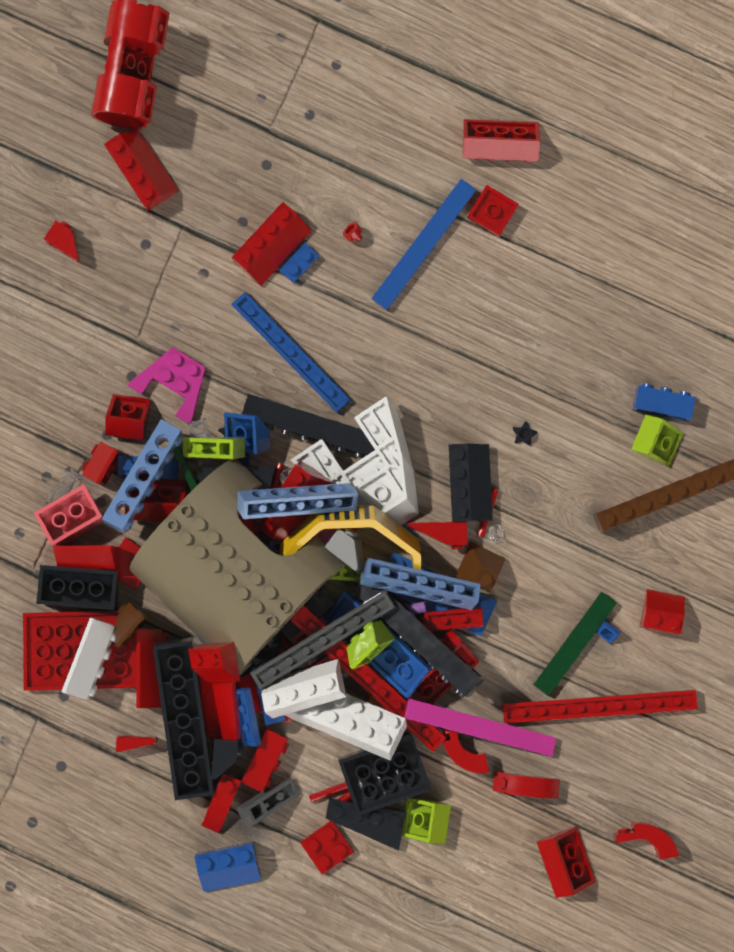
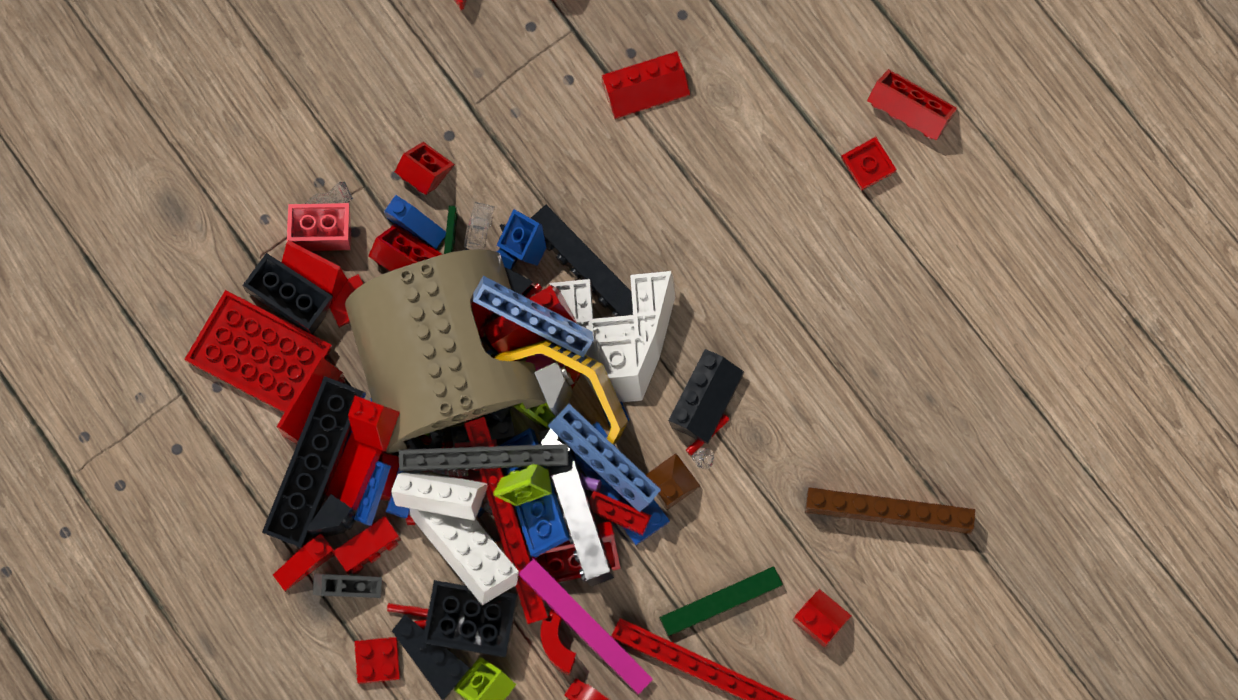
camera: 30 degrees right, 10 degrees down
(90, 658) = (261, 360): white slope -> none
(101, 464) = (375, 196): red slope -> none
(126, 743) = (253, 461): red slope -> none
(127, 622) = (313, 346): reddish brown slope -> none
(162, 432) = (410, 213): medium blue brick -> none
(178, 374) = (492, 155): dark pink wing -> none
(214, 447) = (486, 233): lime slope -> none
(227, 866) = (274, 625): blue slope -> none
(291, 352) = (607, 192): blue tile -> none
(299, 263) = (661, 116): blue plate -> none
(353, 232) = (727, 114): red tile -> none
(423, 244) = (786, 160): blue tile -> none
(447, 533) = (658, 431): red slope -> none
(520, 430) = (787, 377): black plate -> none
(608, 631) = (759, 607): blue slope -> none
(657, 440) = (906, 455): lime slope -> none
(664, 402) = (932, 423): blue brick -> none

